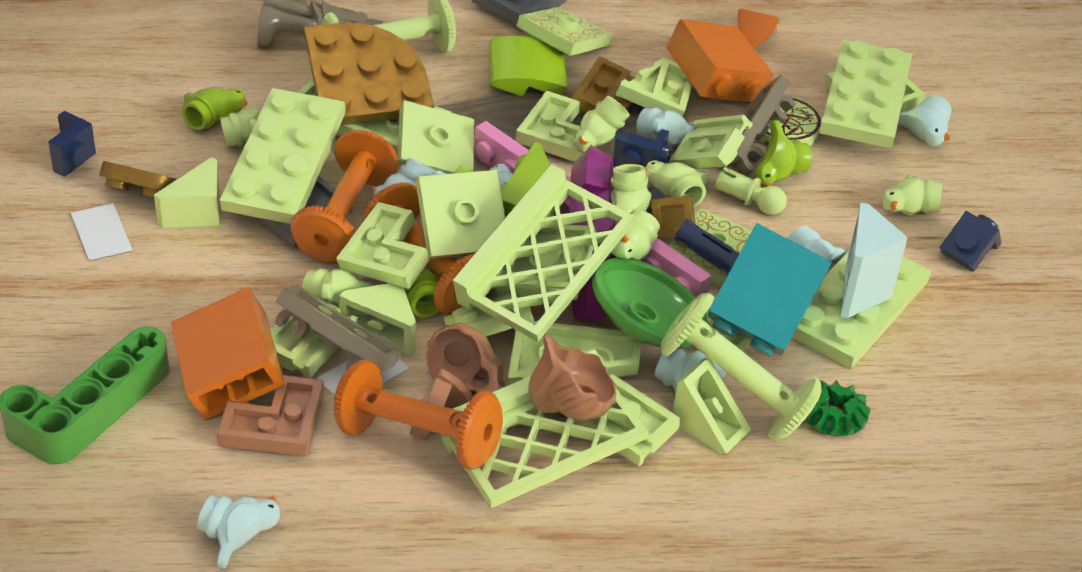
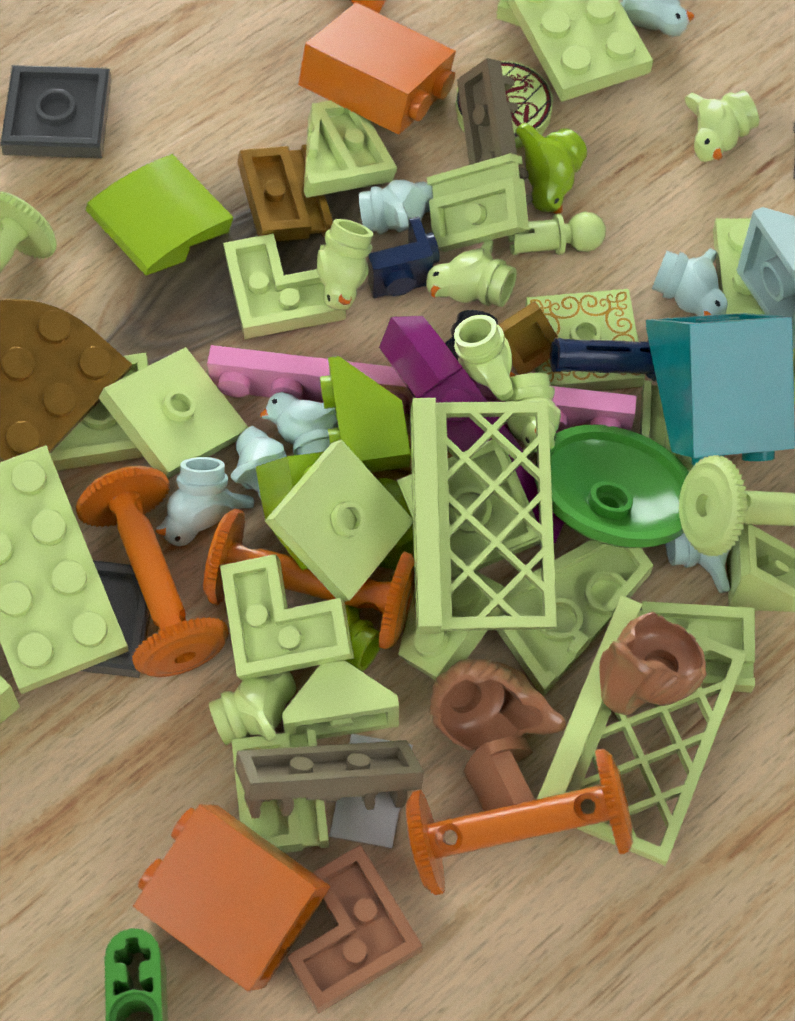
camera: 35 degrees left, 20 degrees up
(564, 31) = (159, 134): yellowish green plate -> none

